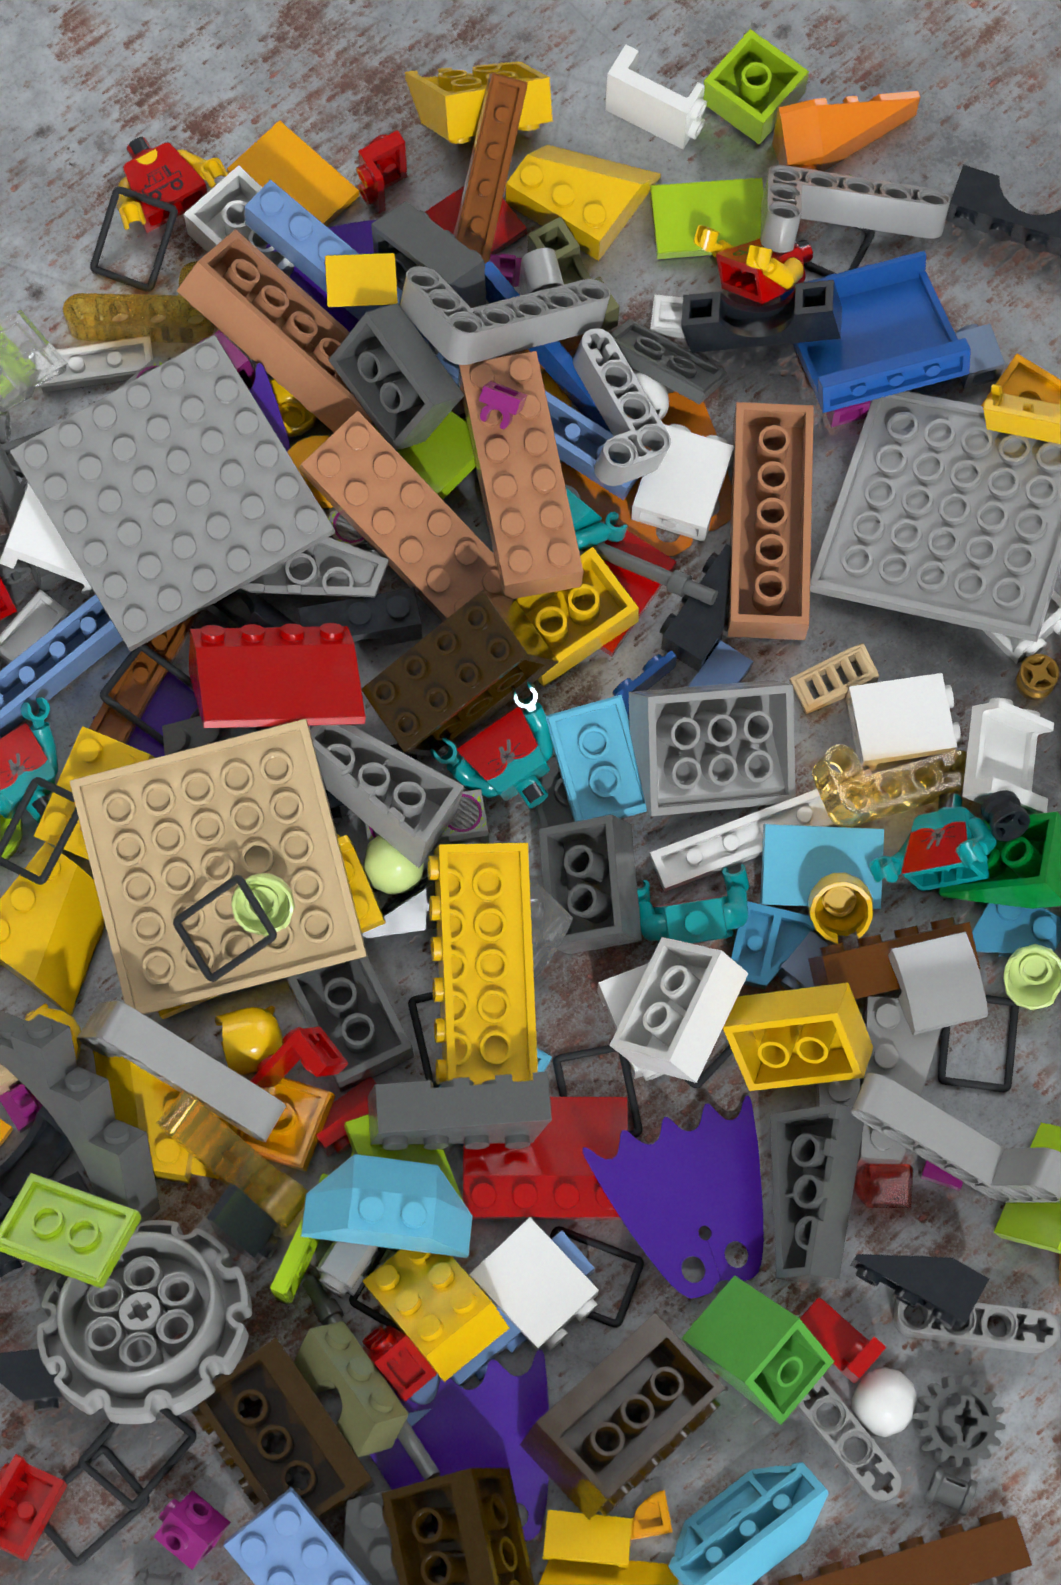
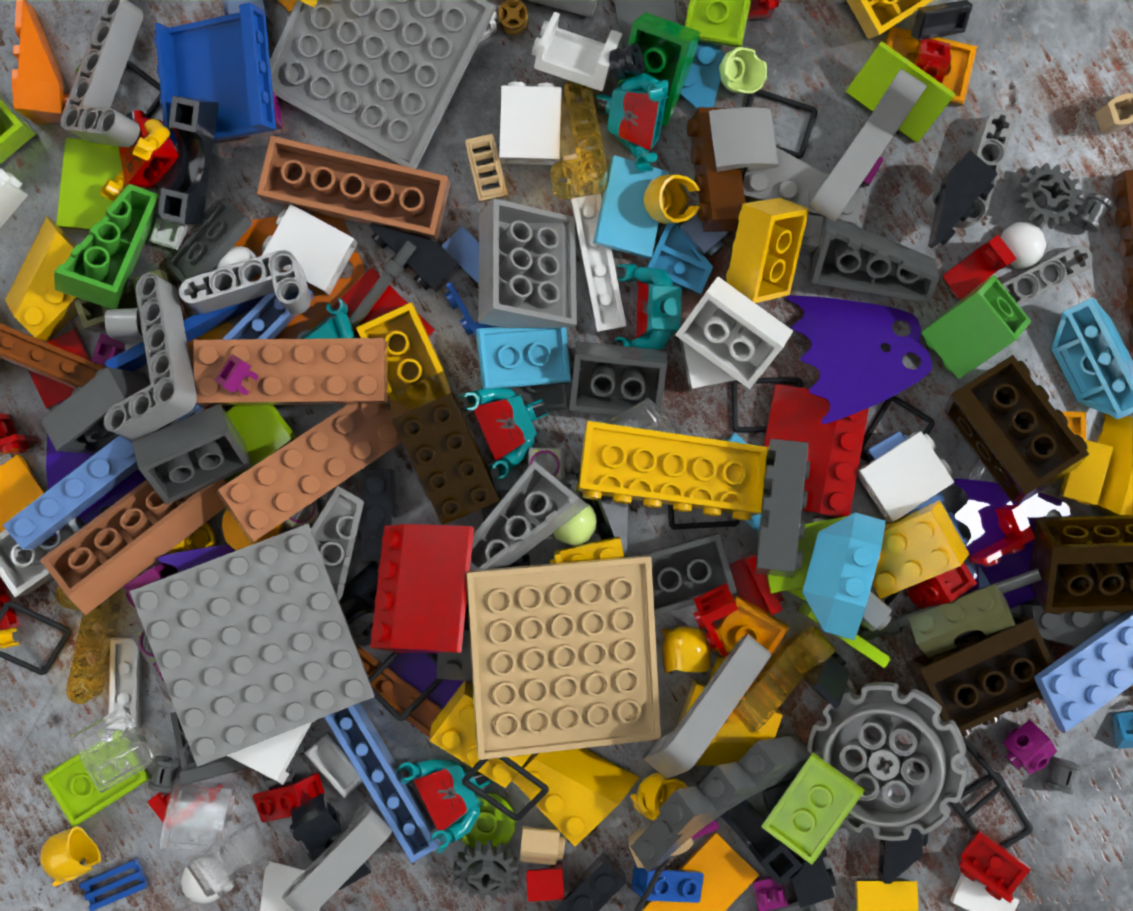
camera: 80 degrees left, 15 degrees up
(237, 879) = (630, 626): black piece -> none
(273, 896) = (604, 628): yellowish green hair -> none
(361, 280) = (104, 467): yellow sticker -> none
(496, 1440) = (1017, 531): none -> red bracket
(620, 244) = (107, 256): none -> bright green wedge
(884, 1185) = (874, 211): clear red plate -> none

